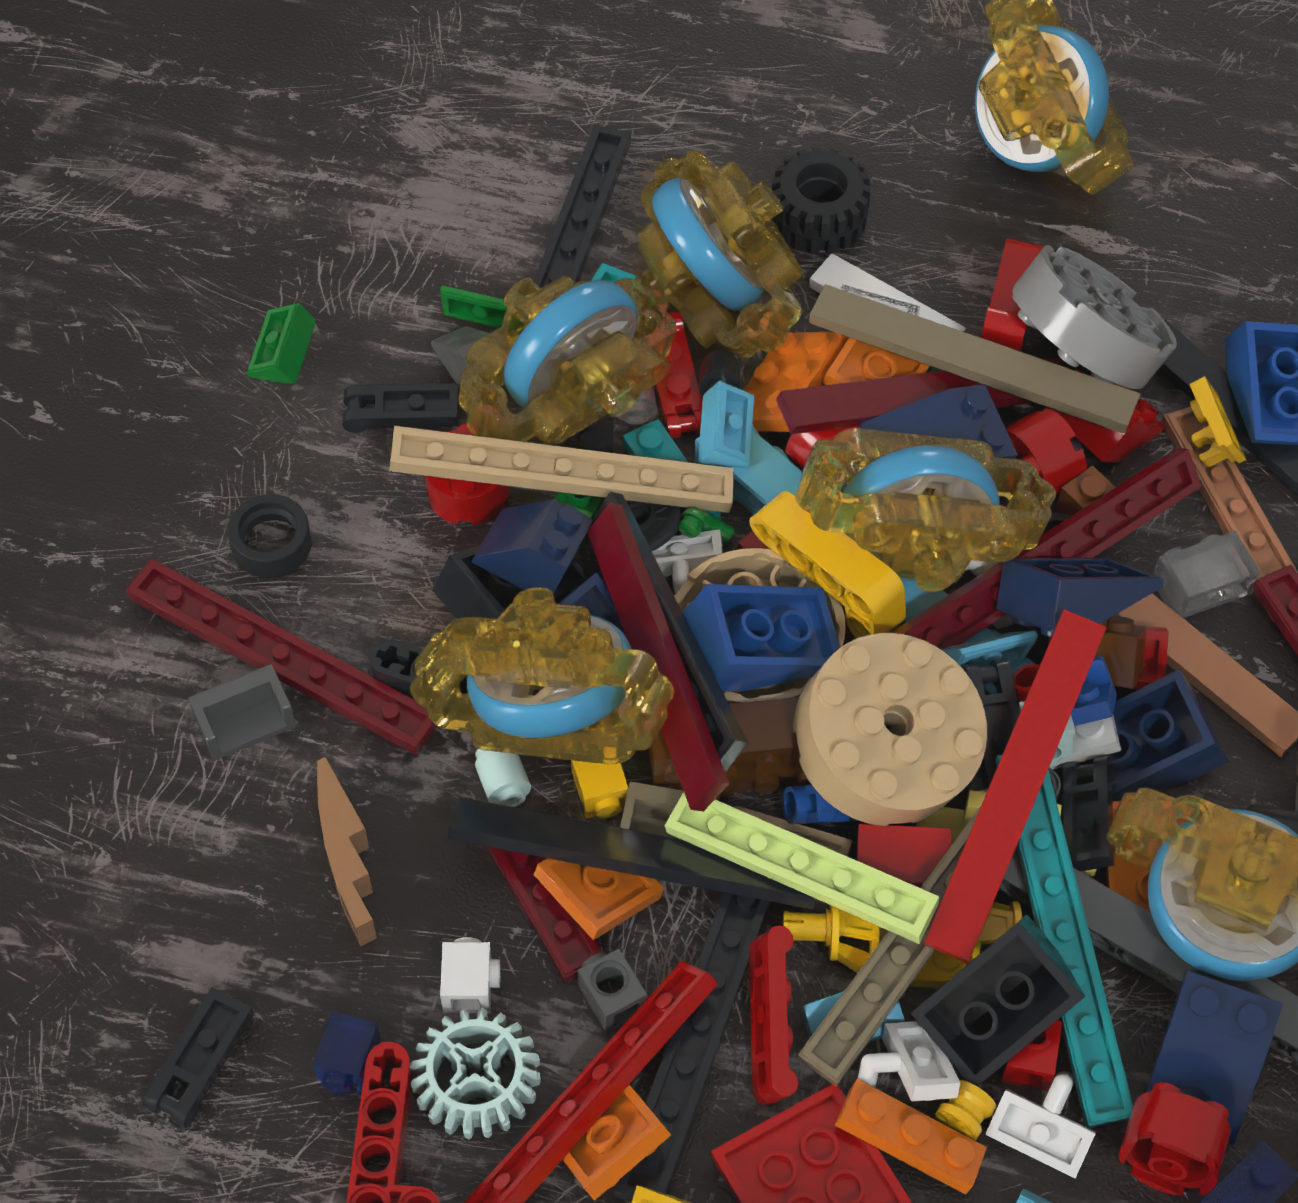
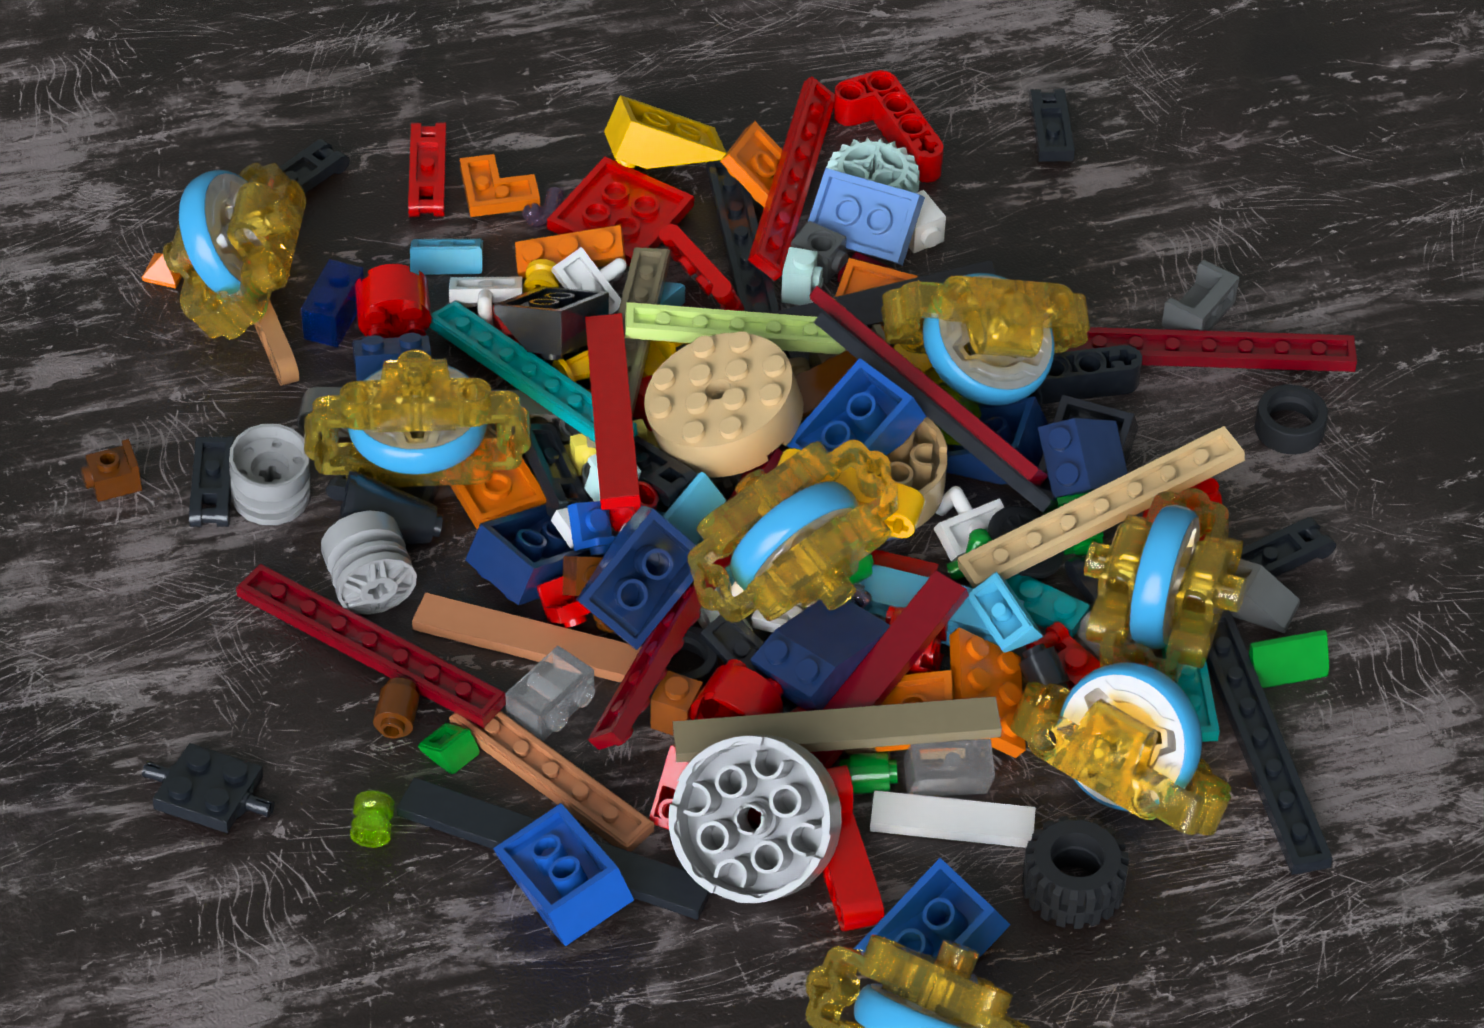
camera: 150 degrees right, 10 degrees down
(282, 344) = (1420, 565): green slope -> none
(343, 841) = (1065, 257): medium nougat slope -> none
(344, 1052) = (962, 157): clear blue brick -> none
(536, 991) = (870, 214): none -> medium blue plate
(656, 955) = (800, 276): none -> light aqua brick
(967, 211) = (938, 910): none -> blue slope
(1219, 433) = (601, 808): yellow plate -> none

